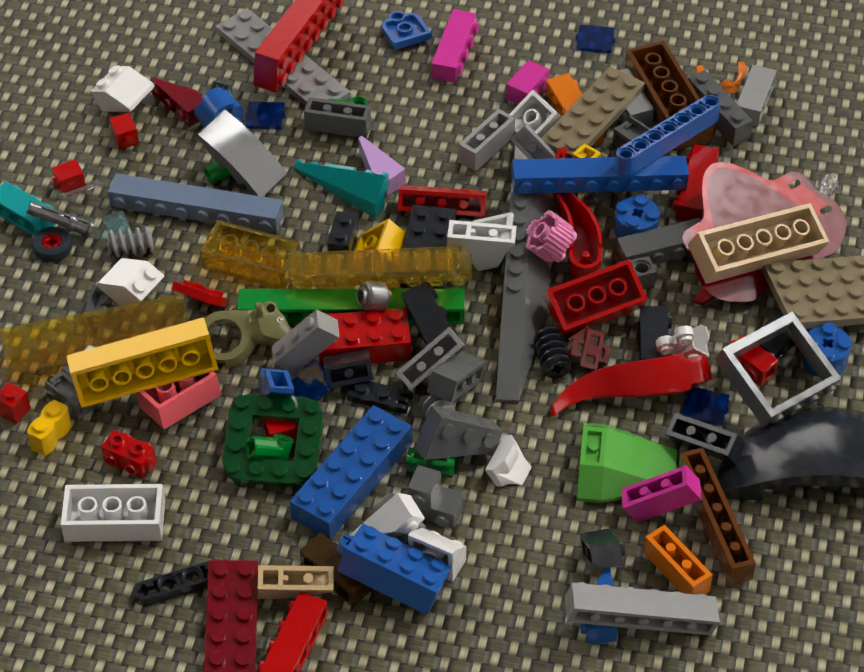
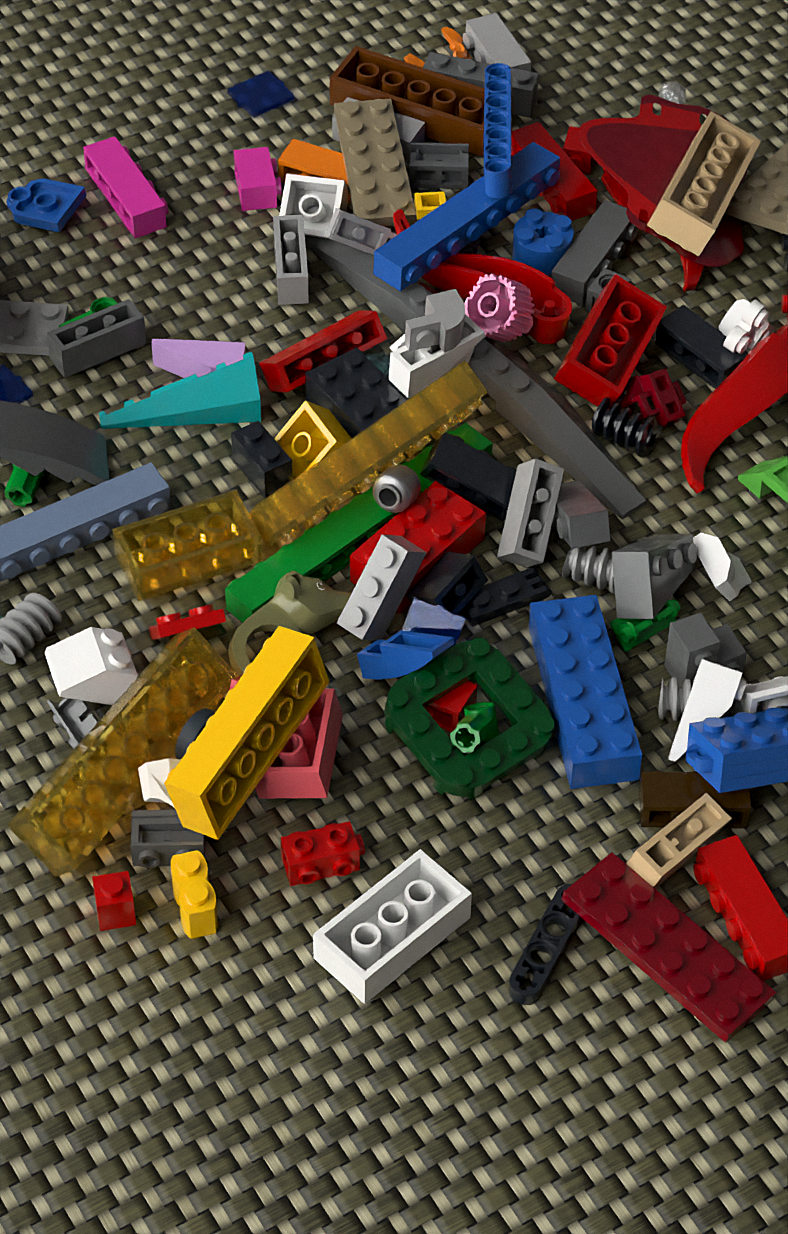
camera: 45 degrees left, 0 degrees up
(488, 223) = (440, 325): none -> light grey brick

